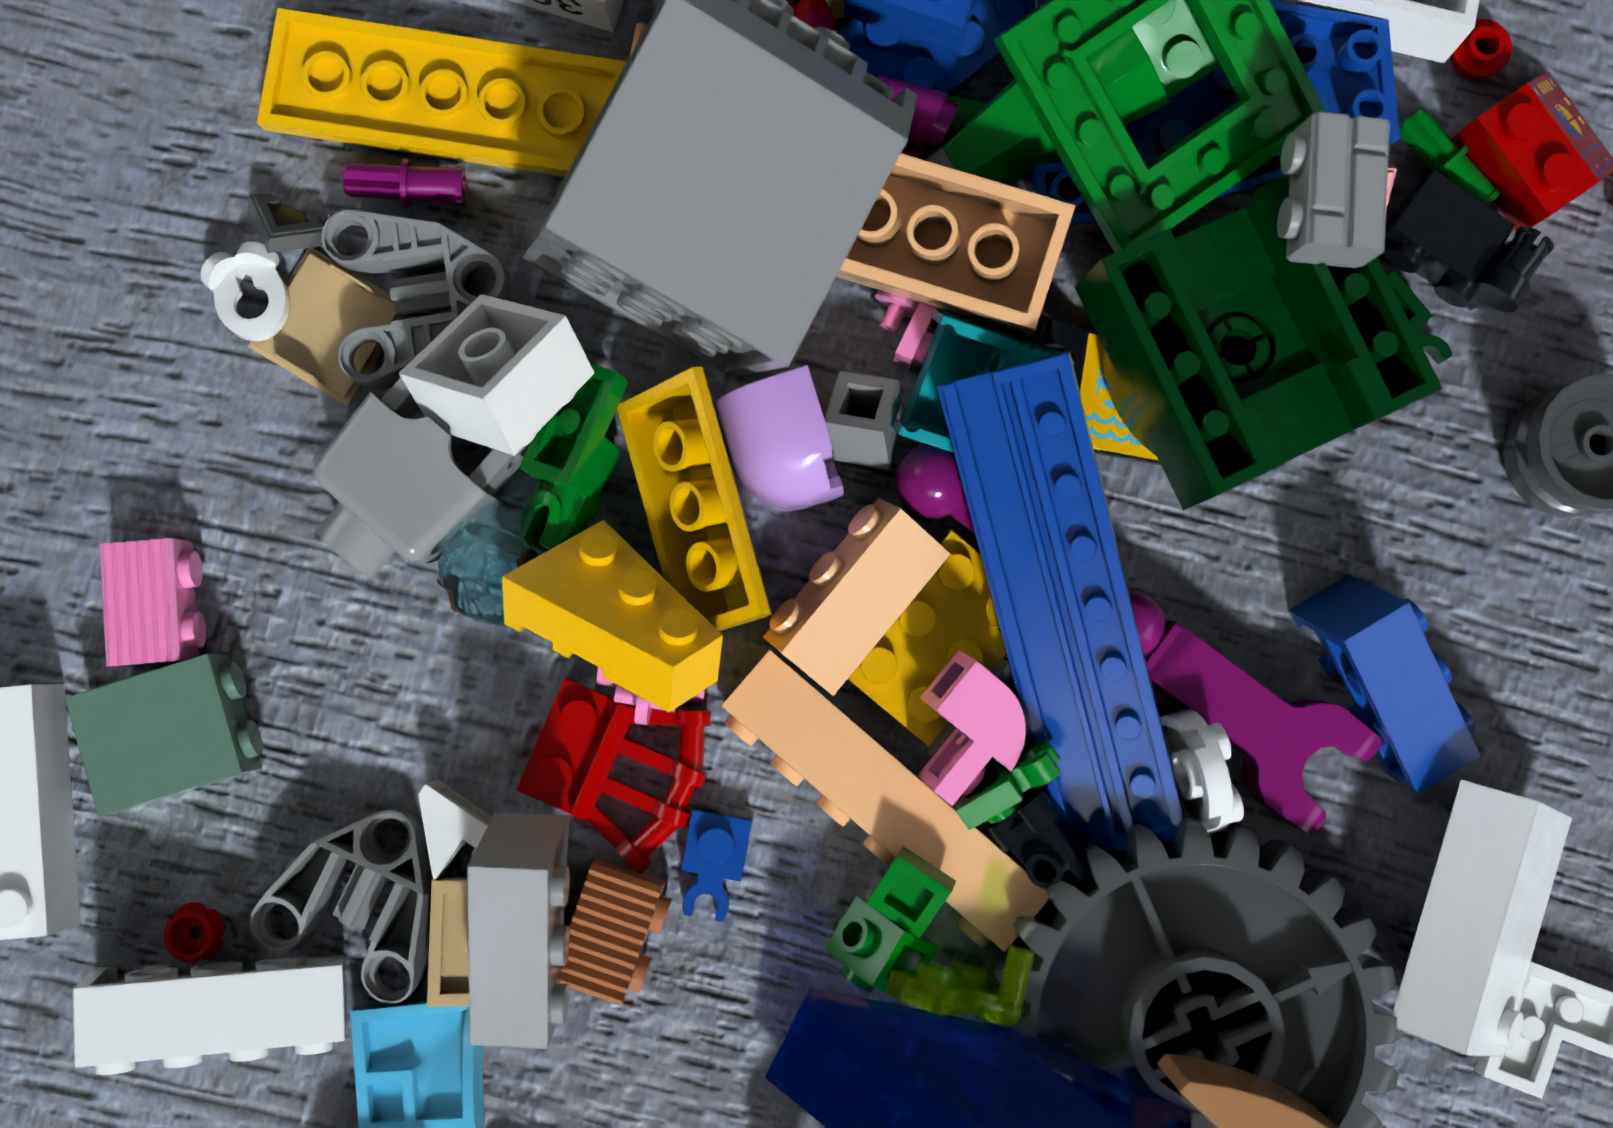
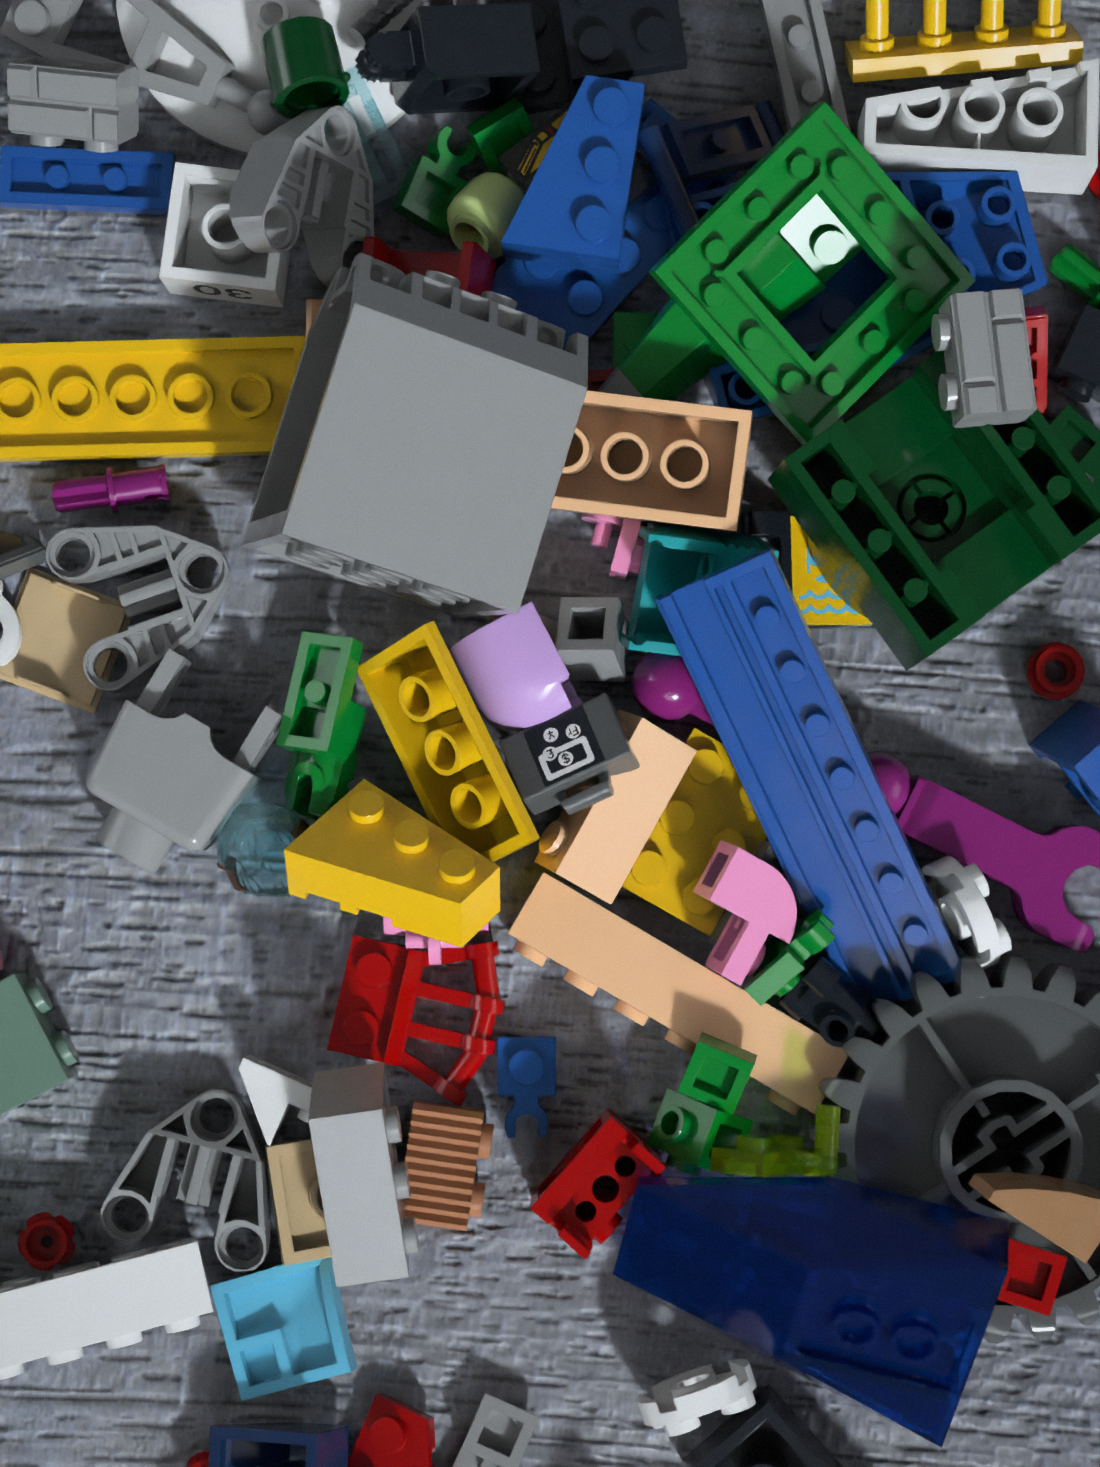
camera: 15 degrees left, 0 degrees up
(498, 373) = (243, 660): white brick -> none
(740, 977) = (574, 1176): none -> red piece
(818, 533) = (569, 755): none -> dark grey piece
(931, 113) = (603, 333): magenta cone -> none
(1347, 534) = (1069, 660): none -> red plate

